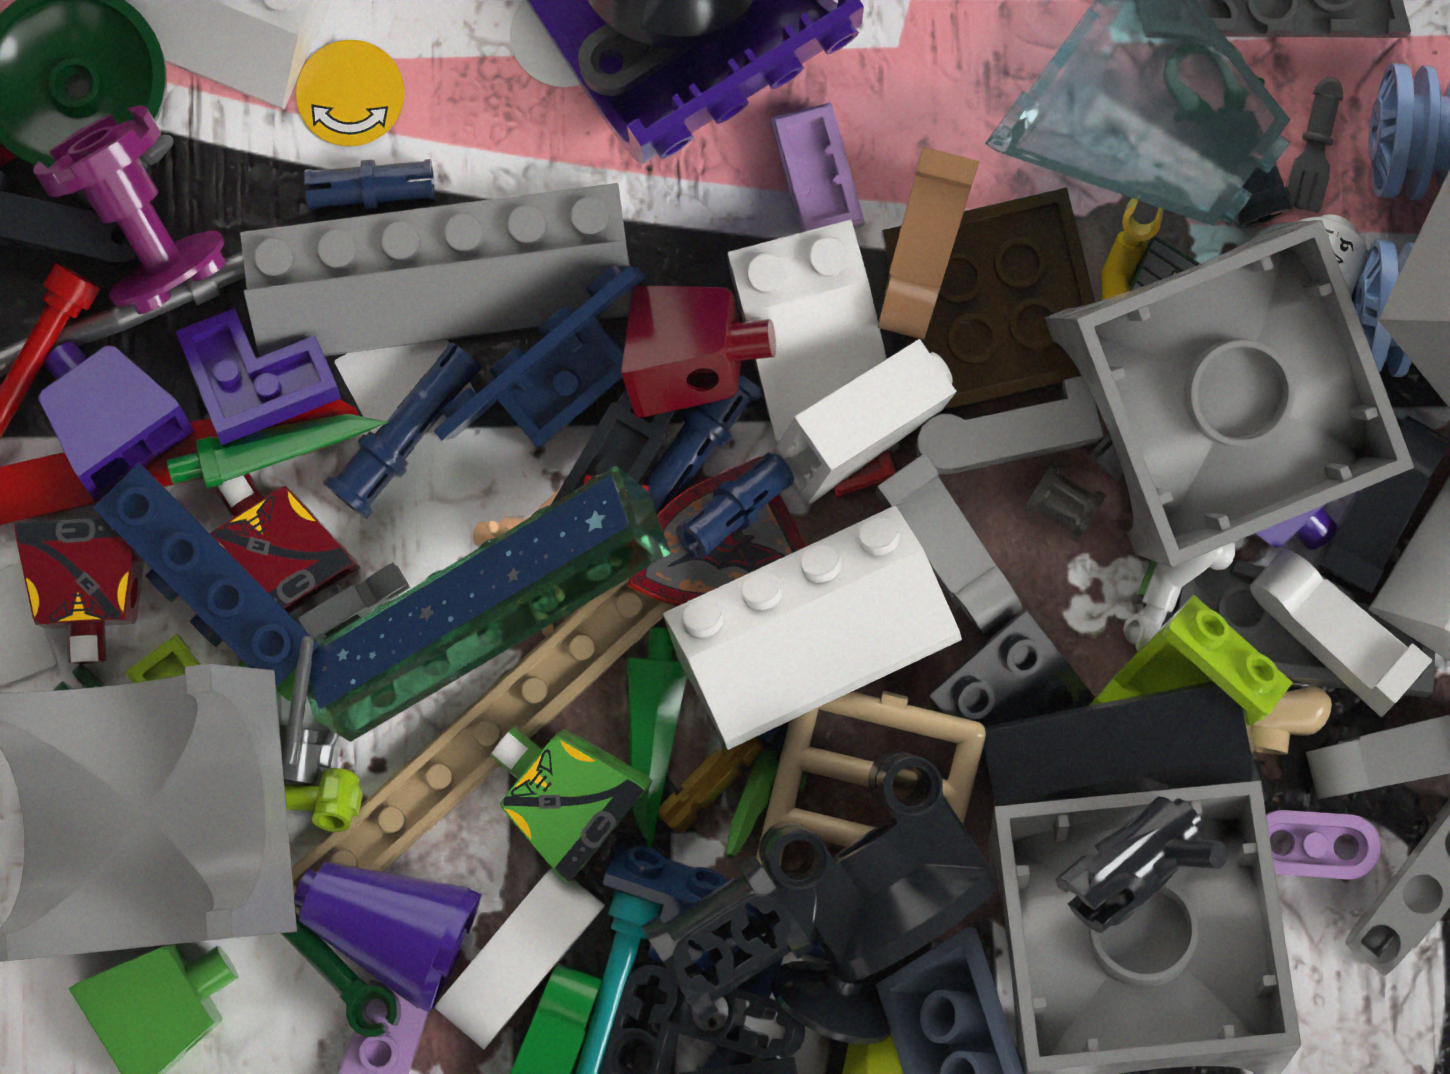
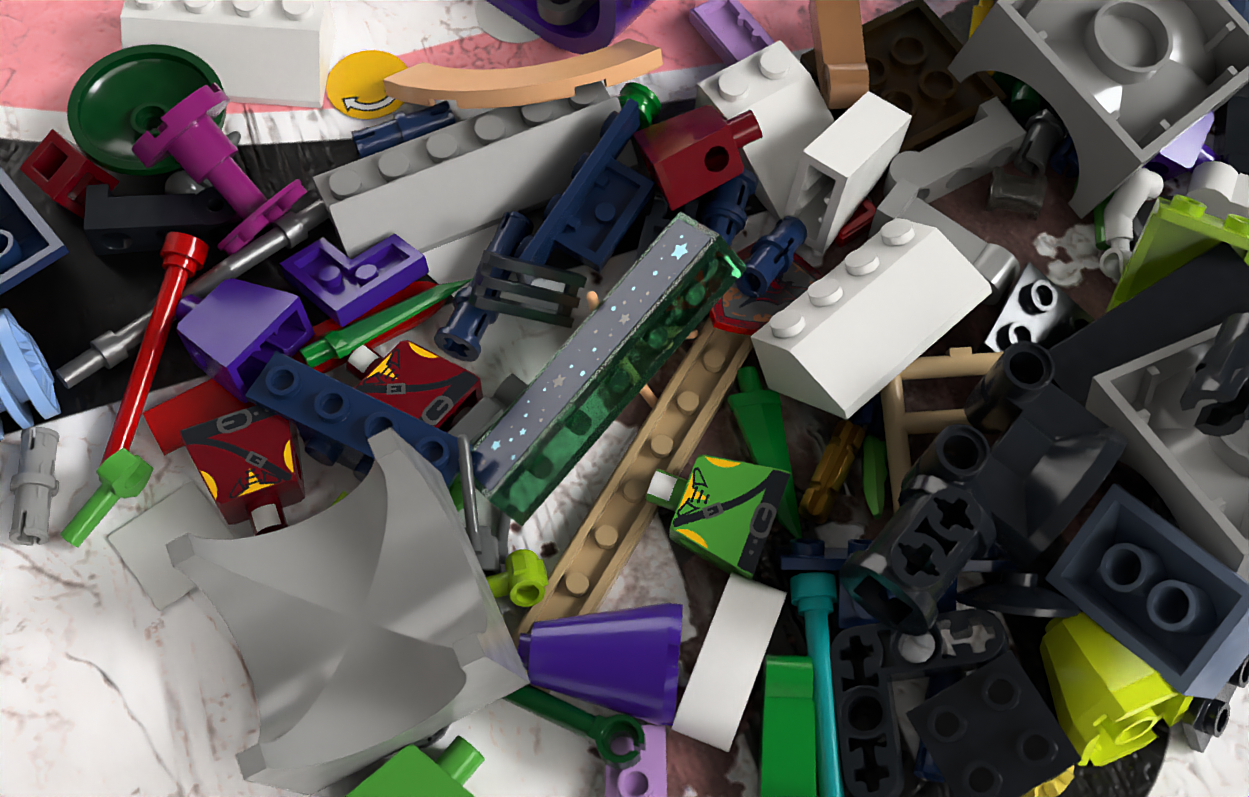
camera: 25 degrees left, 20 degrees down
(435, 471) = (567, 299): none -> black tile
(517, 189) = (526, 84): none -> light nougat tile
(655, 239) = (648, 102): none -> green bush

